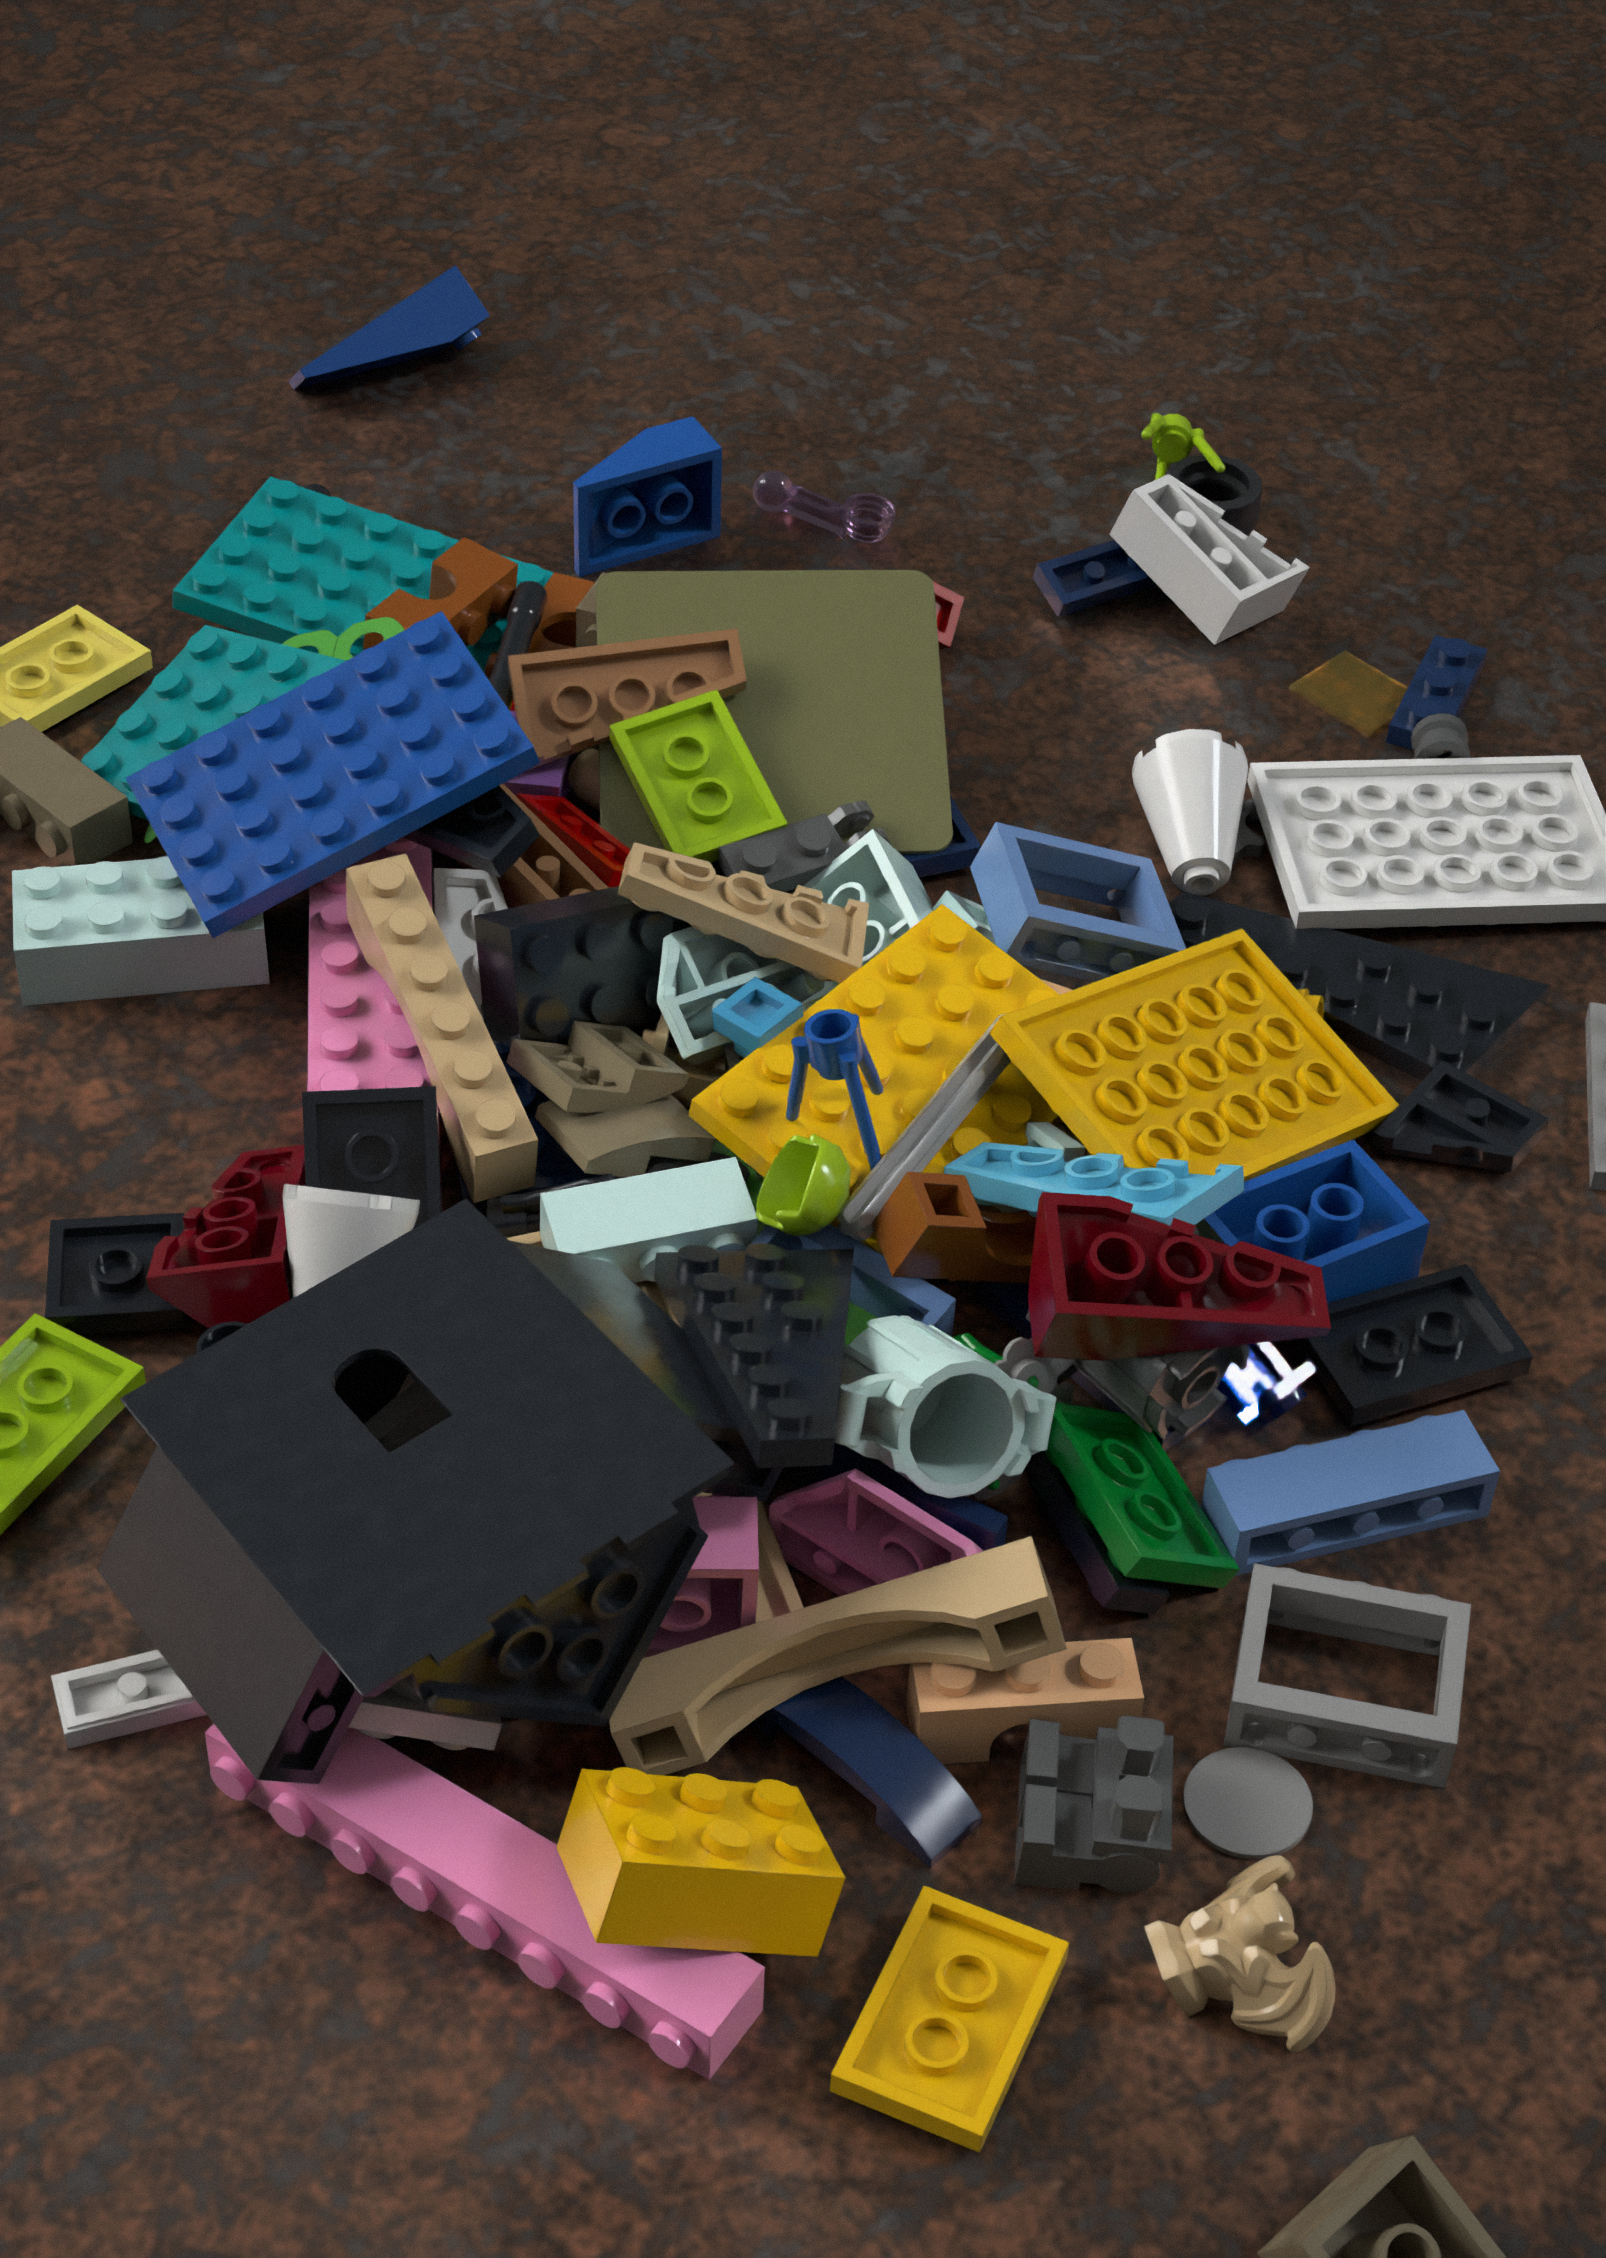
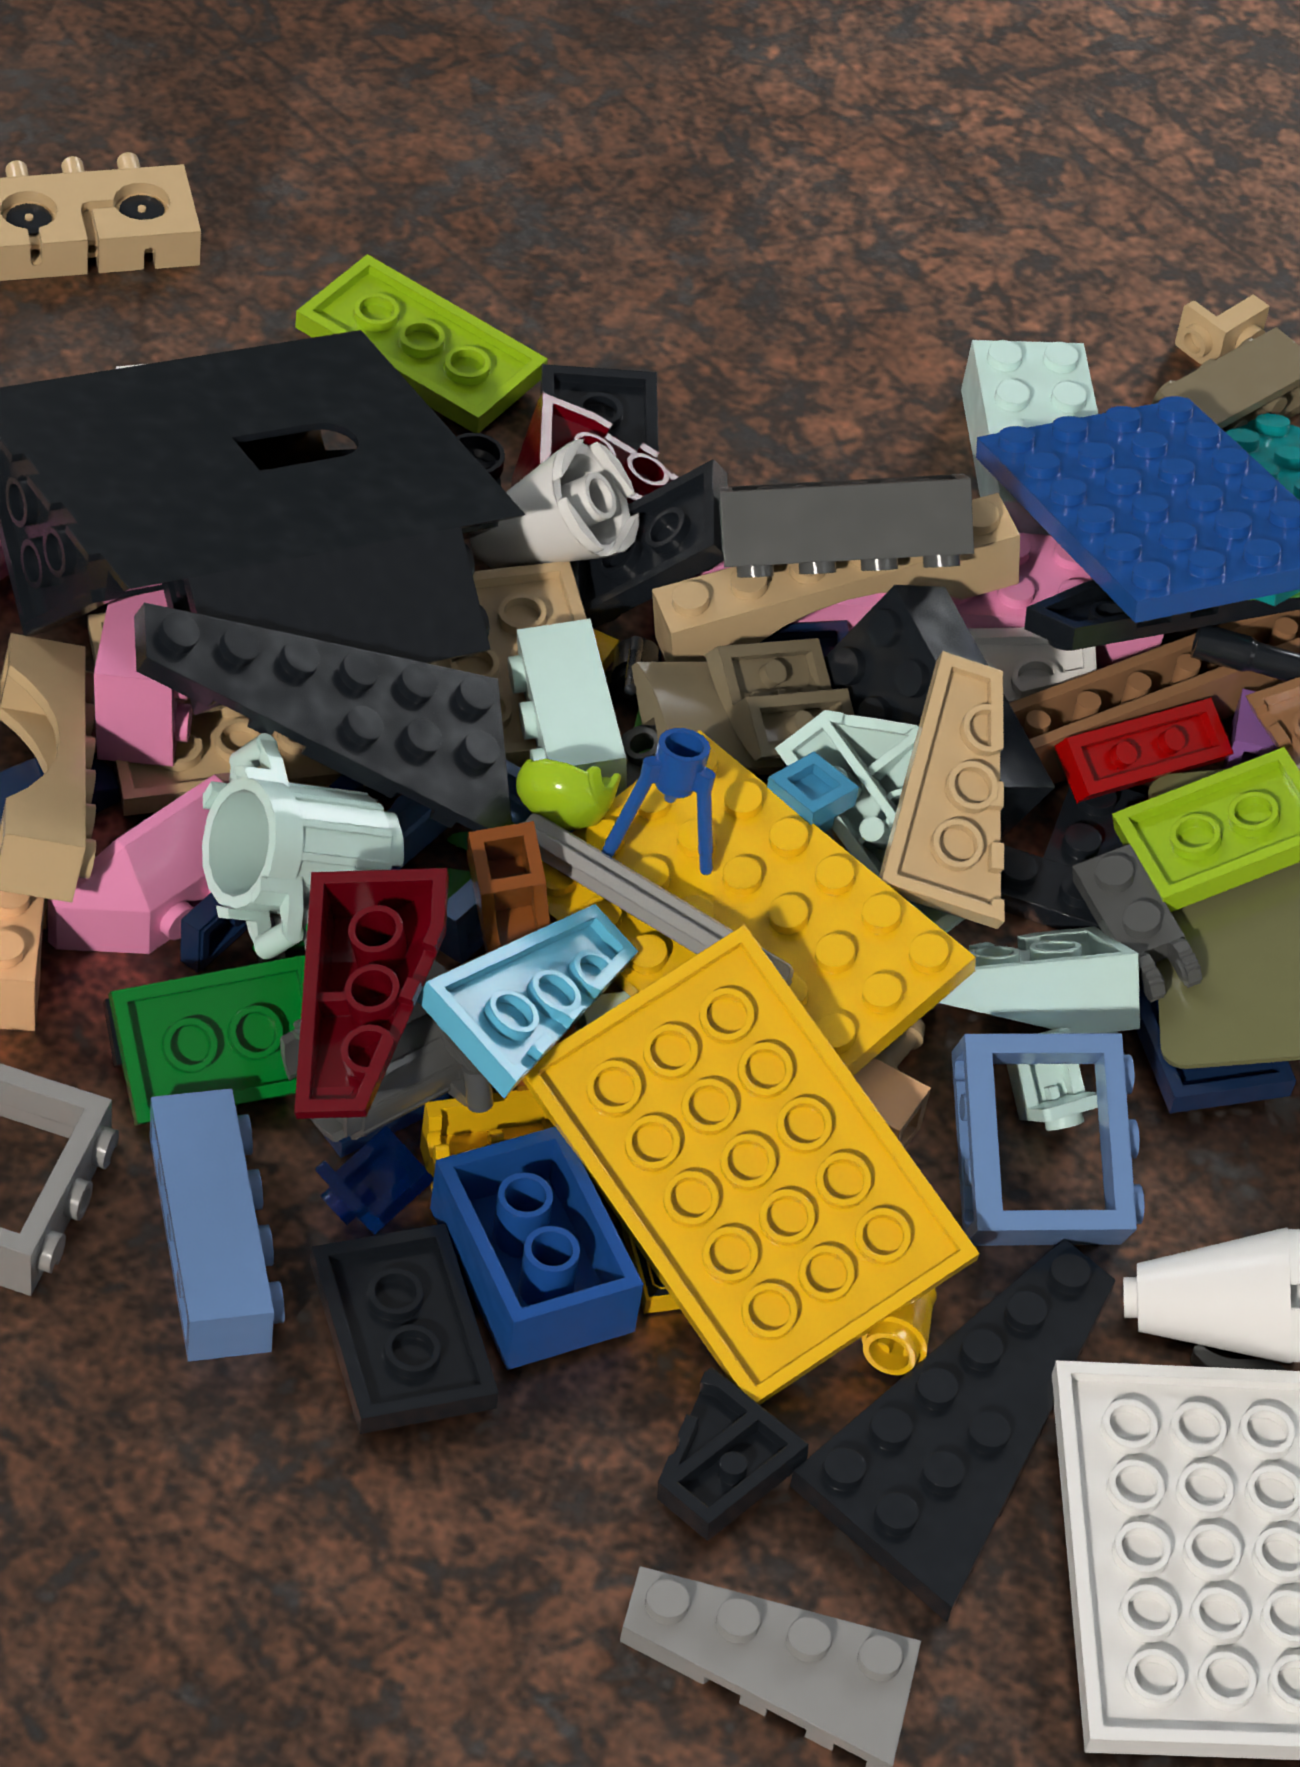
camera: 90 degrees right, 5 degrees up
(418, 964) = (847, 522): none -> dark grey slope

